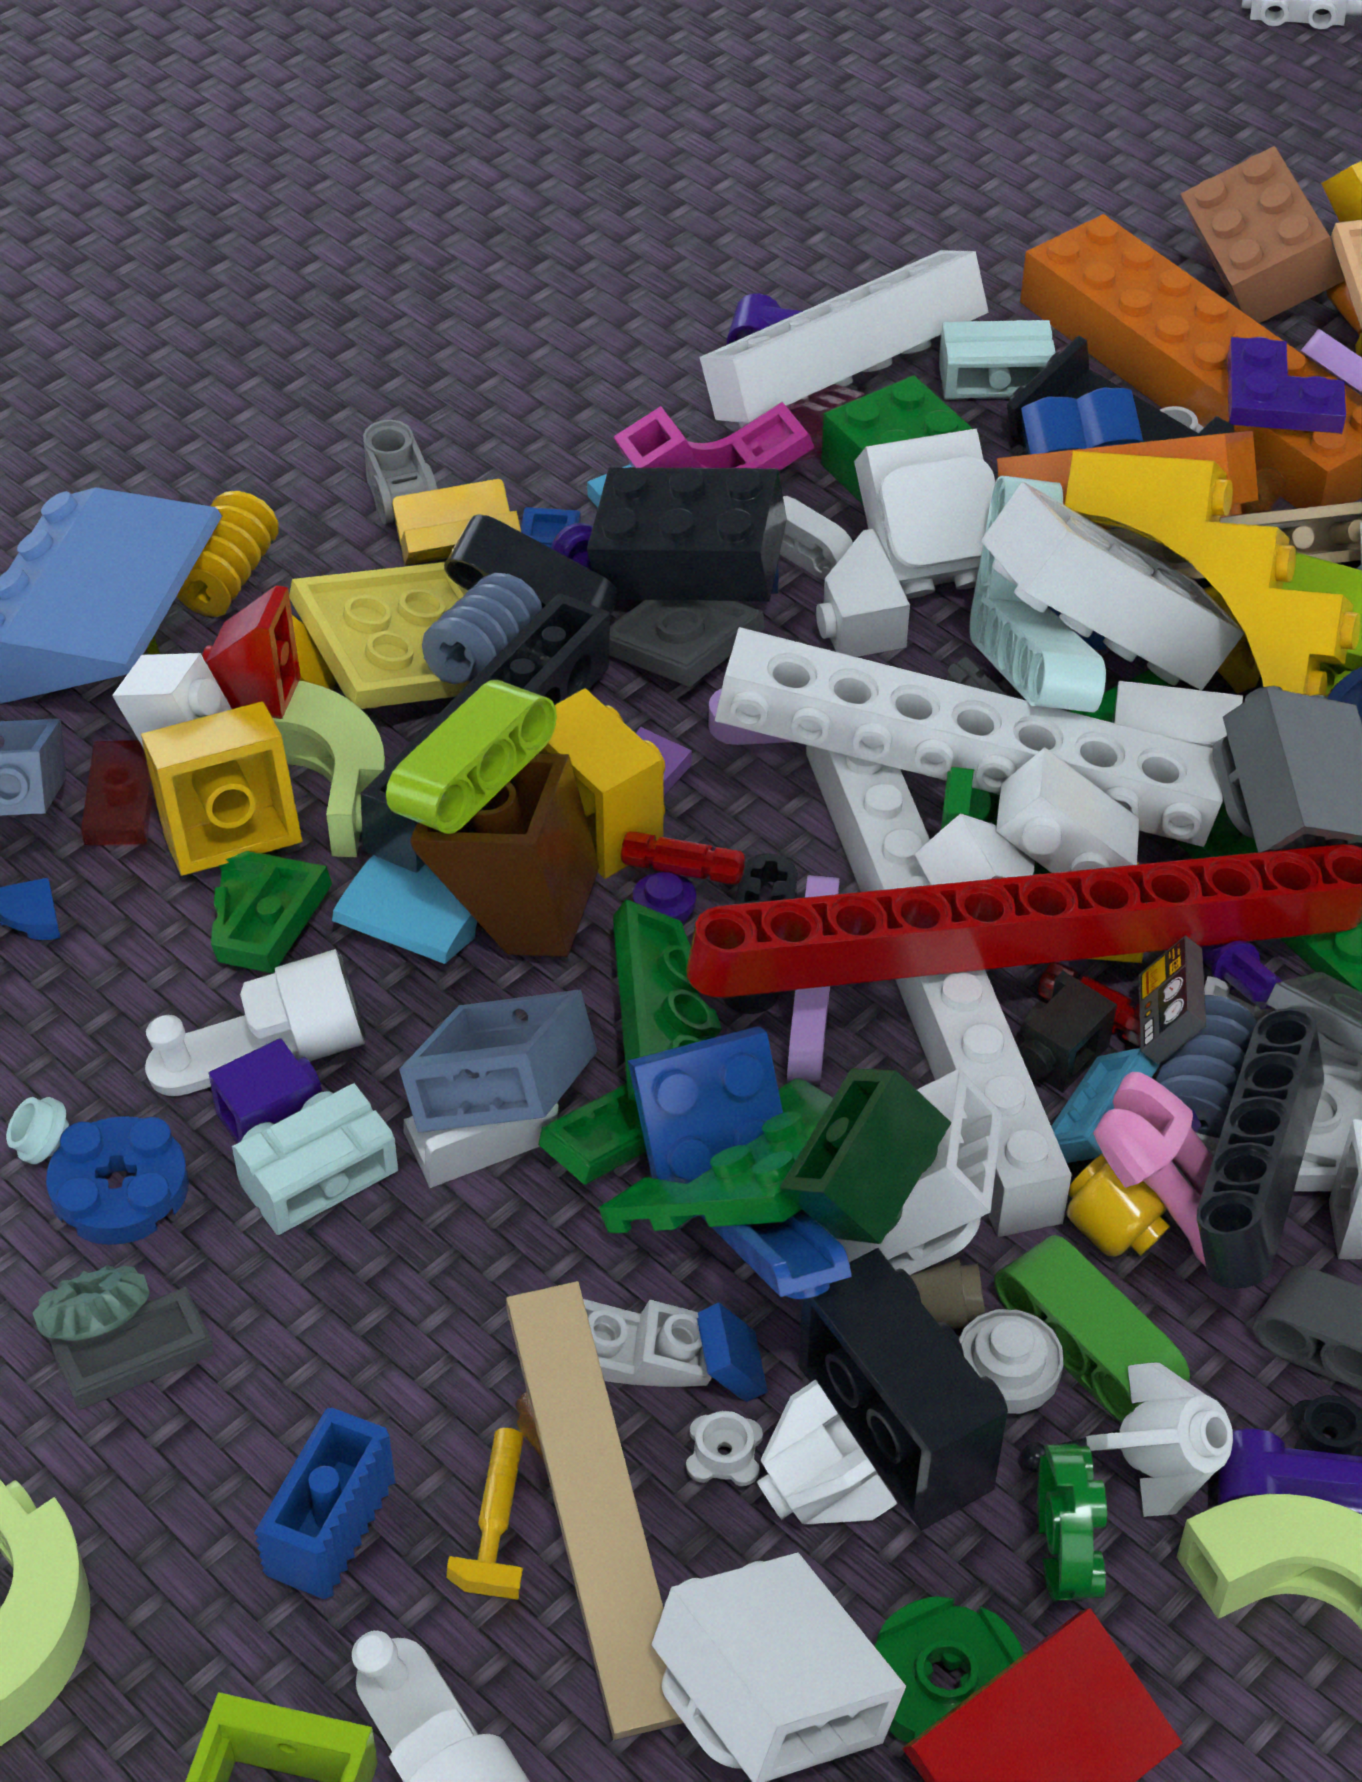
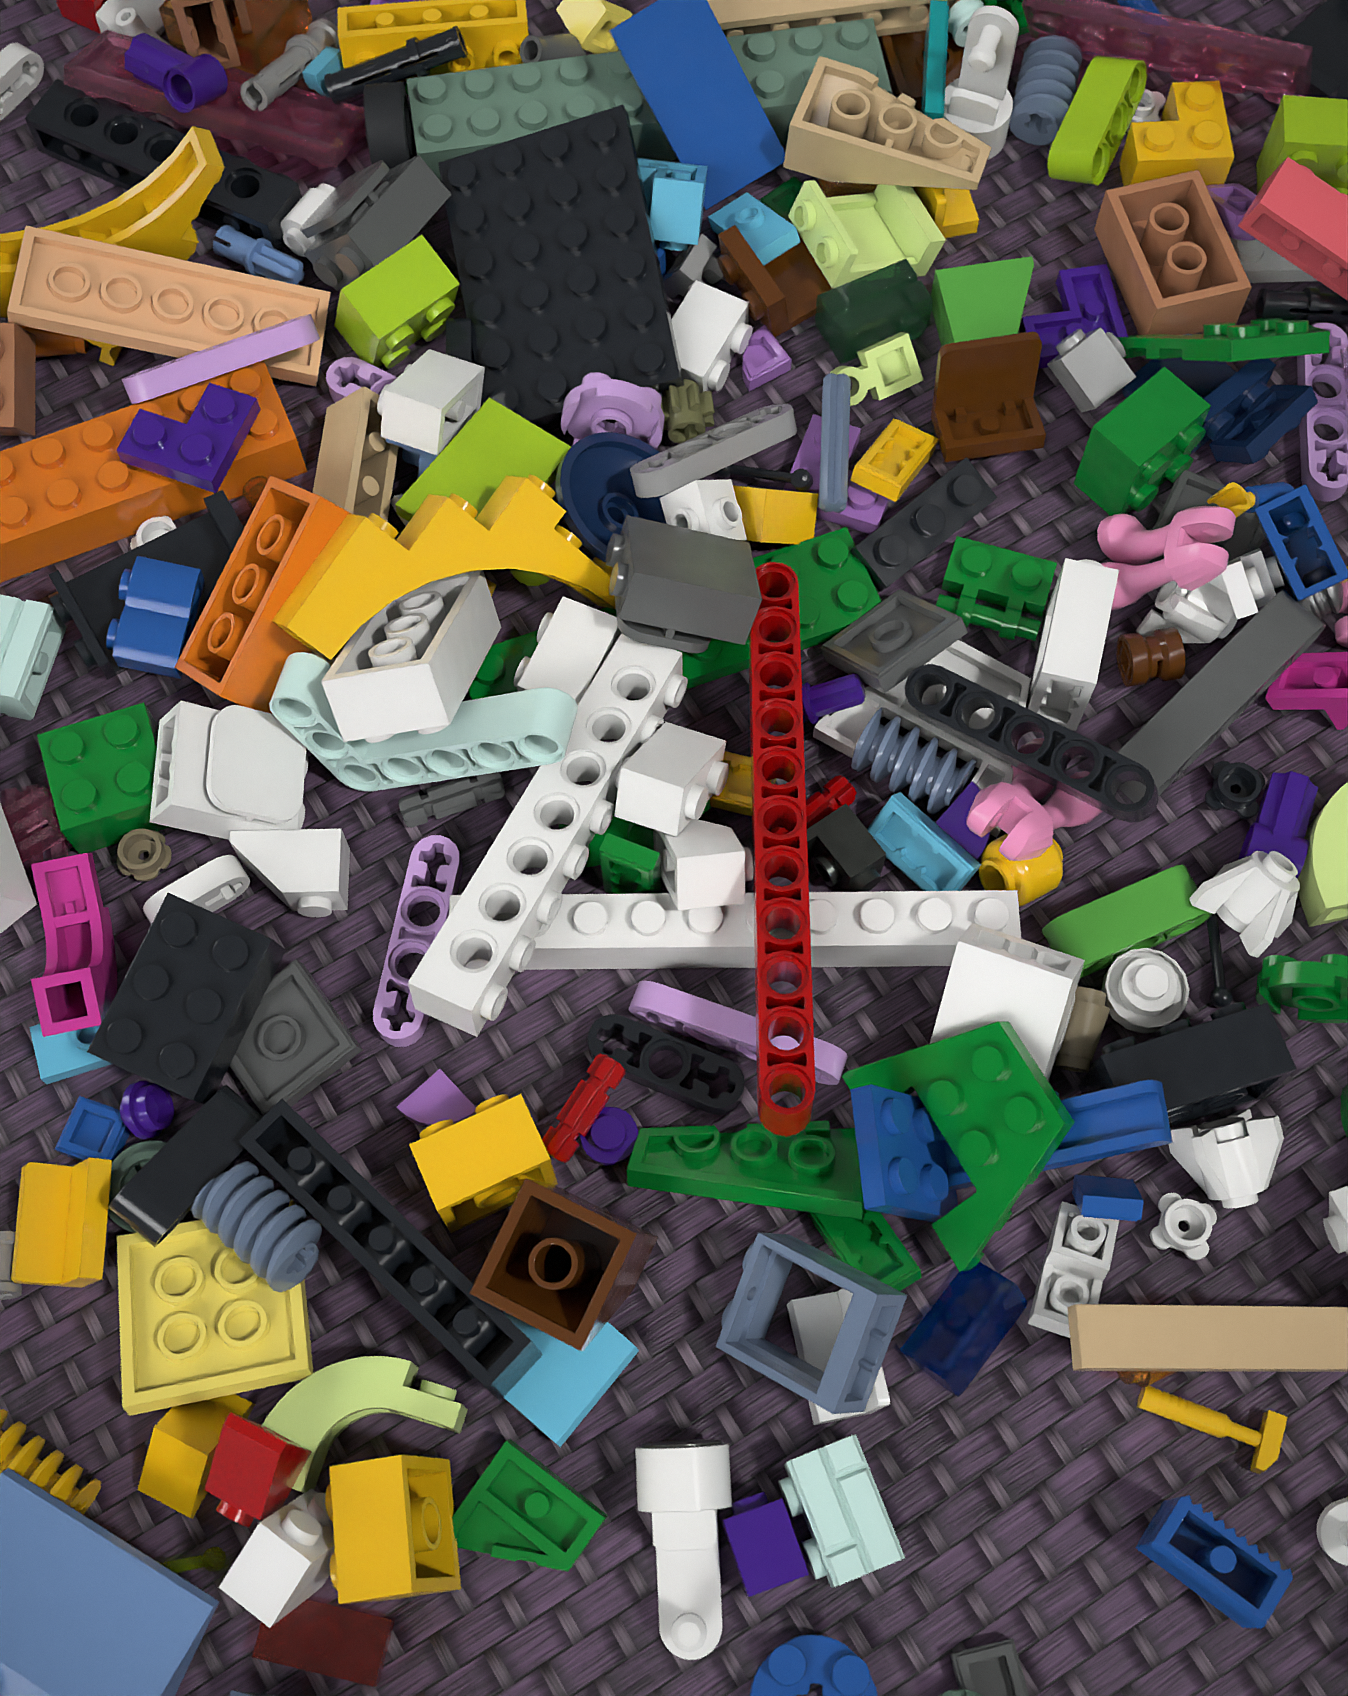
camera: 75 degrees left, 20 degrees up
(471, 756) = (515, 1270): lime beam -> none
(542, 1250) = (965, 1327): none -> clear blue slope
(835, 495) = (142, 841): none -> dark tan plate
(866, 1155) = (1056, 1039): dark green brick -> none
(1172, 1000) = (857, 760): tile -> none

